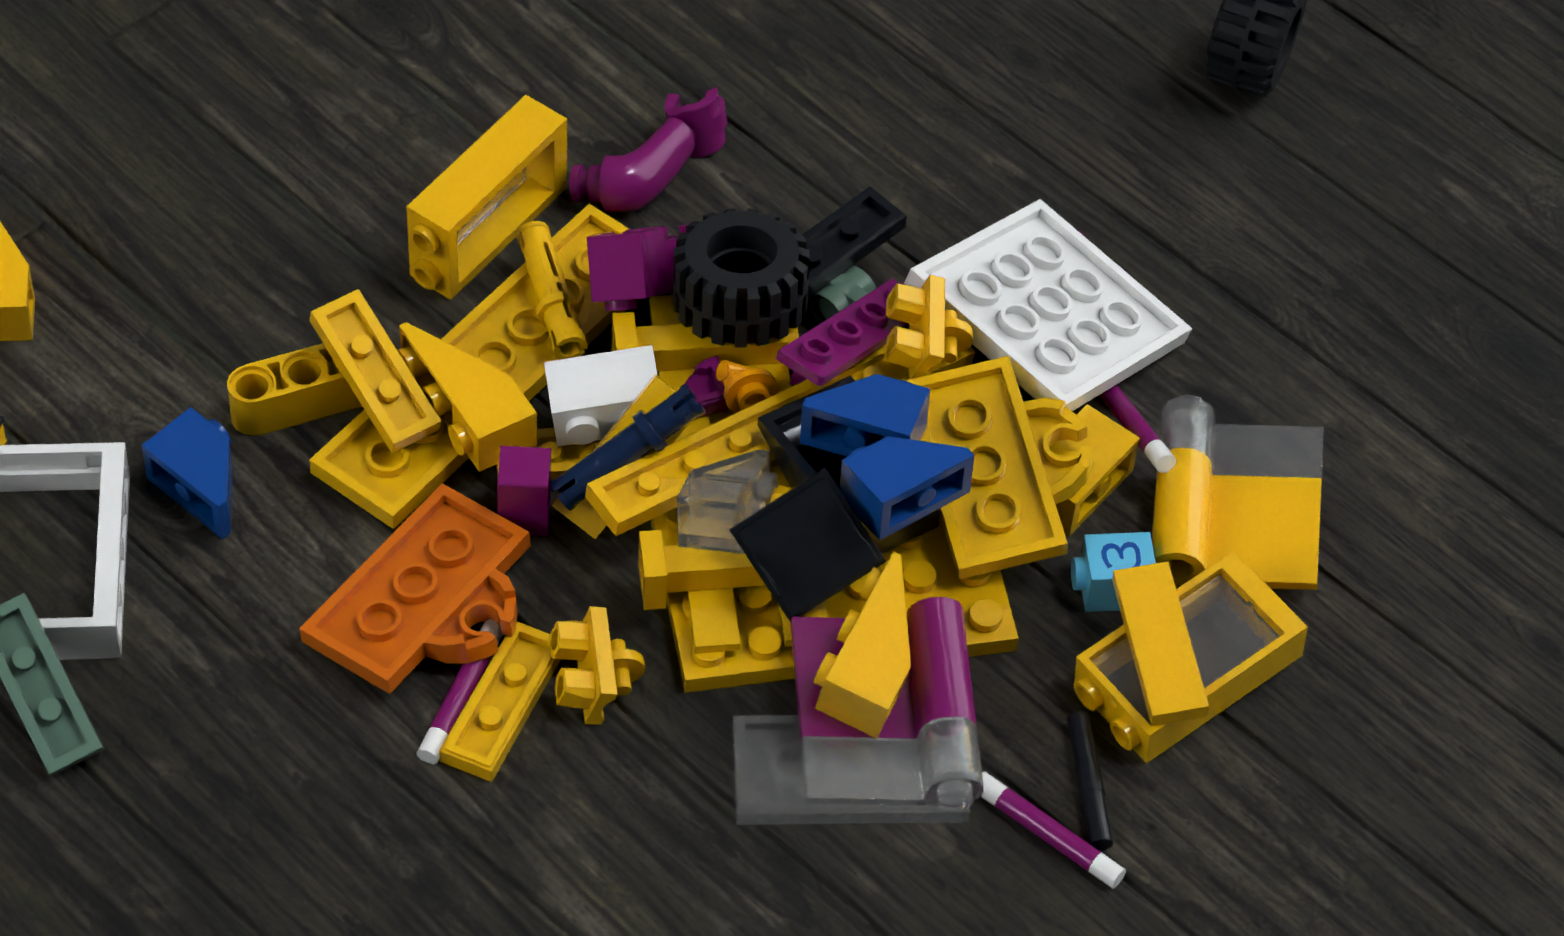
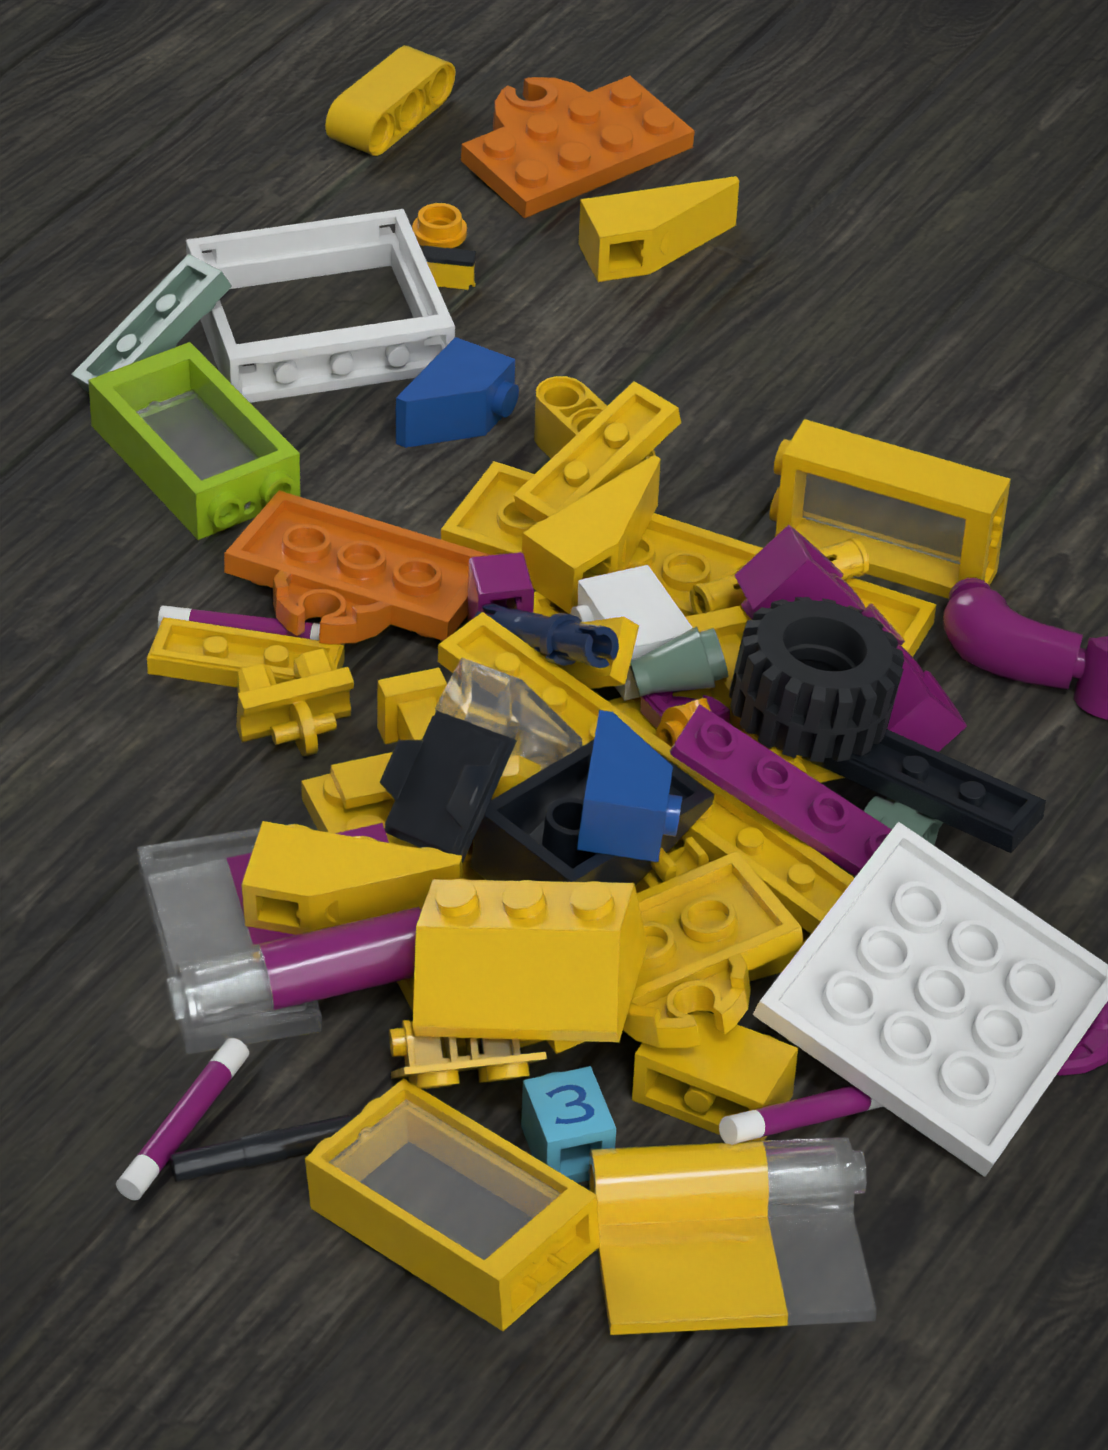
camera: 80 degrees right, 10 degrees down
(197, 684) = (193, 439): none -> lime window
(680, 356) = (681, 664): none -> sand green cone
(903, 481) = (528, 817): blue slope -> none
(932, 332) = (814, 857): yellow hips -> none
(1012, 535) = (527, 960): none -> yellow slope
(1052, 616) = (428, 1069): none -> yellow hinge
(1160, 643) = (429, 1137): yellow tile -> none

